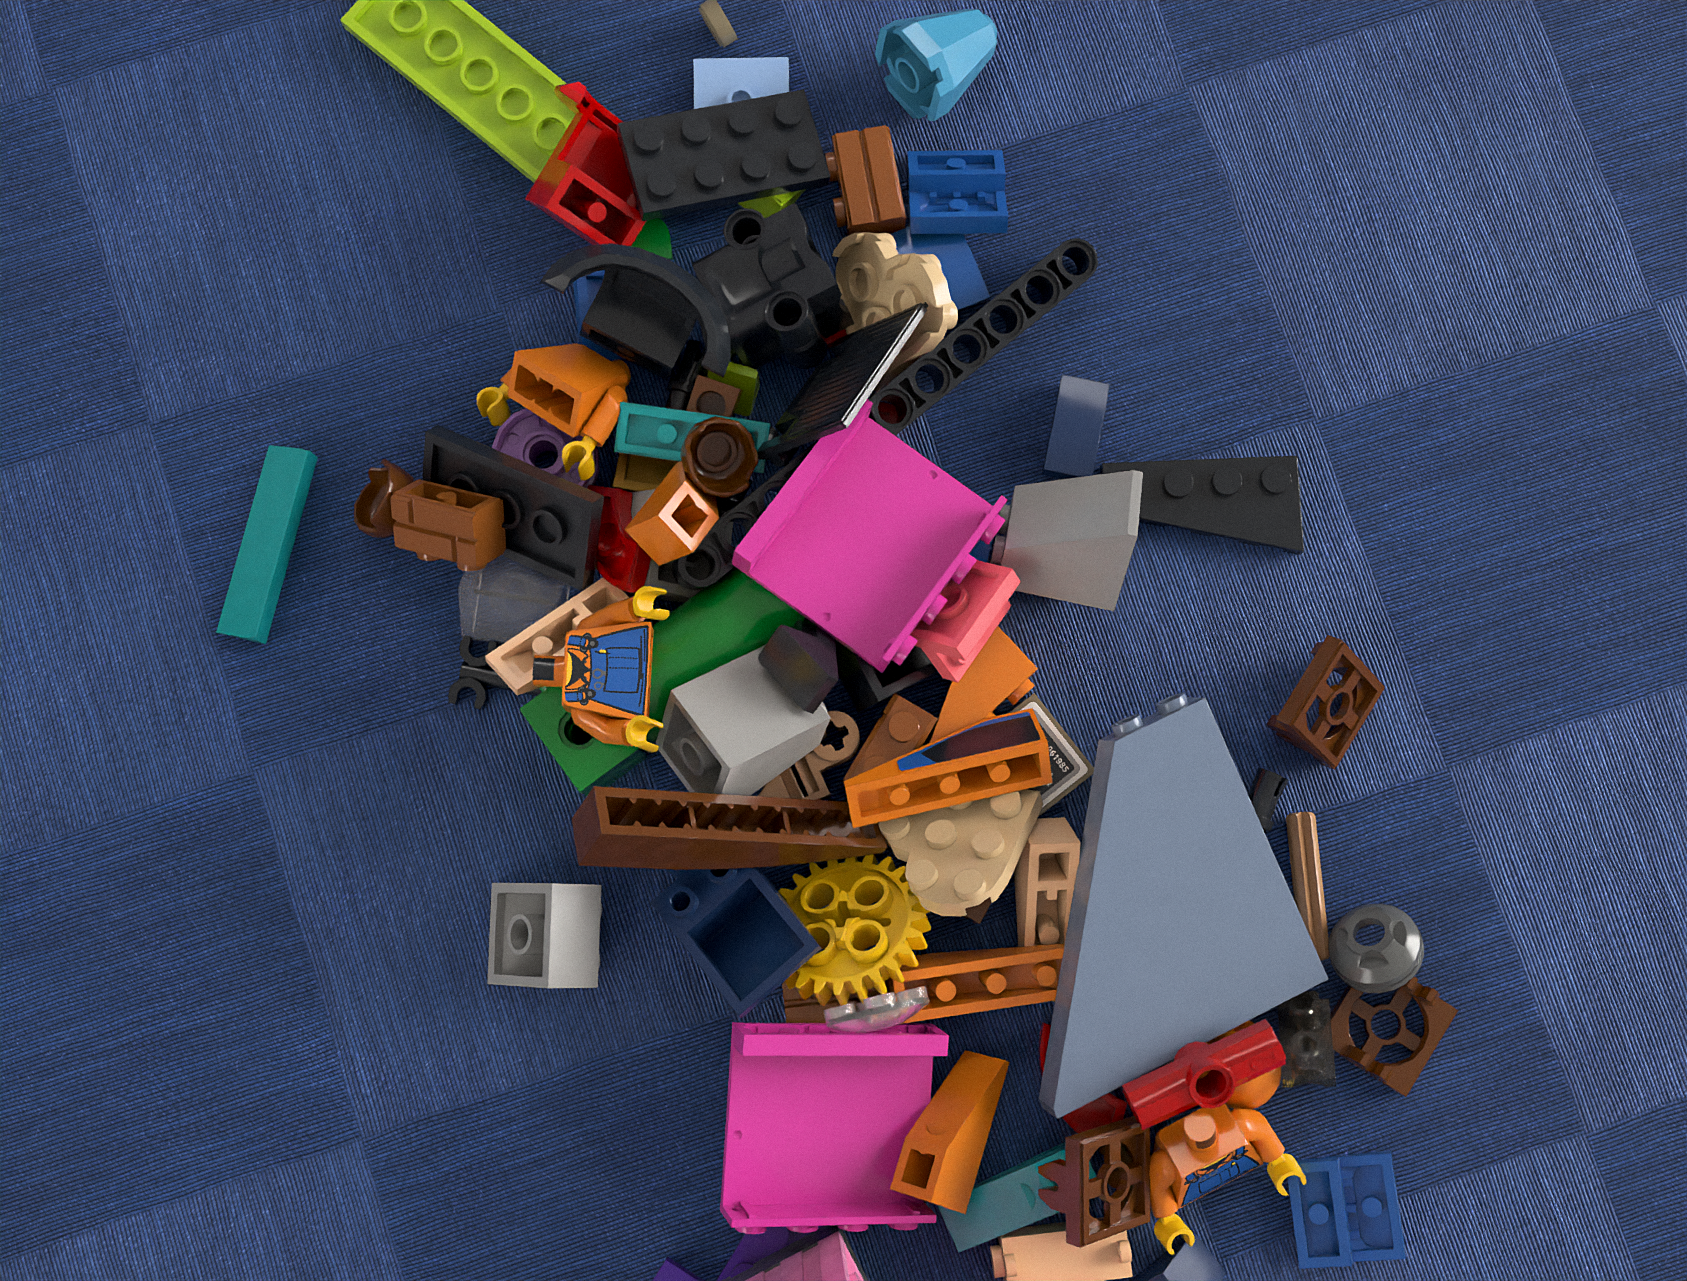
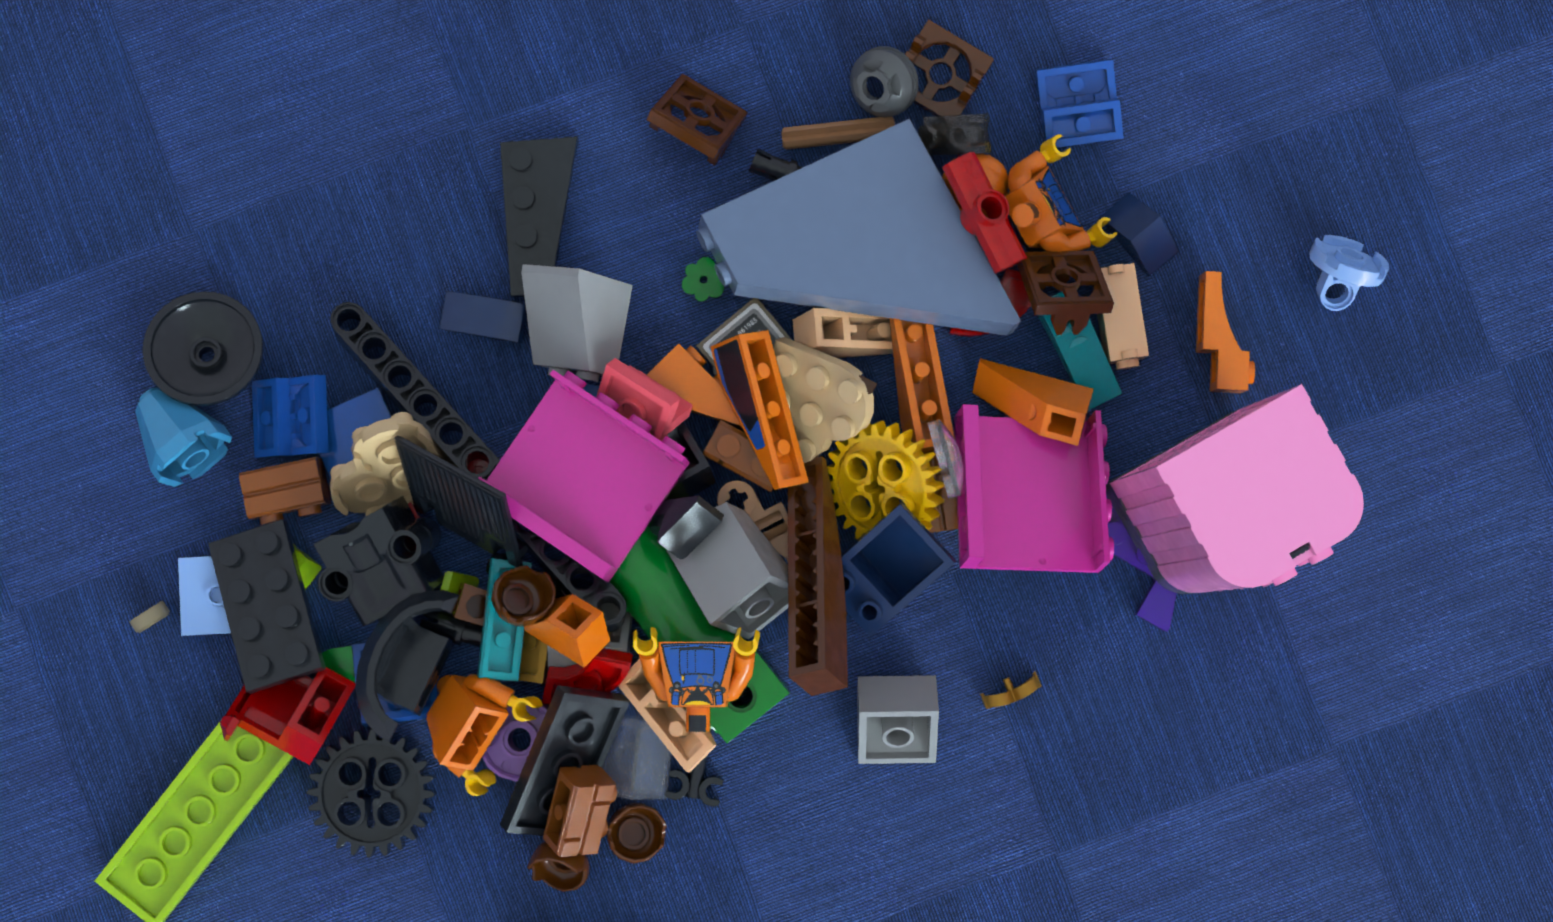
camera: 90 degrees left, 5 degrees up
(419, 596) = (636, 832): none -> reddish brown hair
(484, 319) = (336, 790): none -> black gear
(570, 1088) = (1012, 694): none -> pearl gold piece
(1057, 65) = (189, 329): none -> black dish
(1113, 691) = (692, 285): none -> green plant

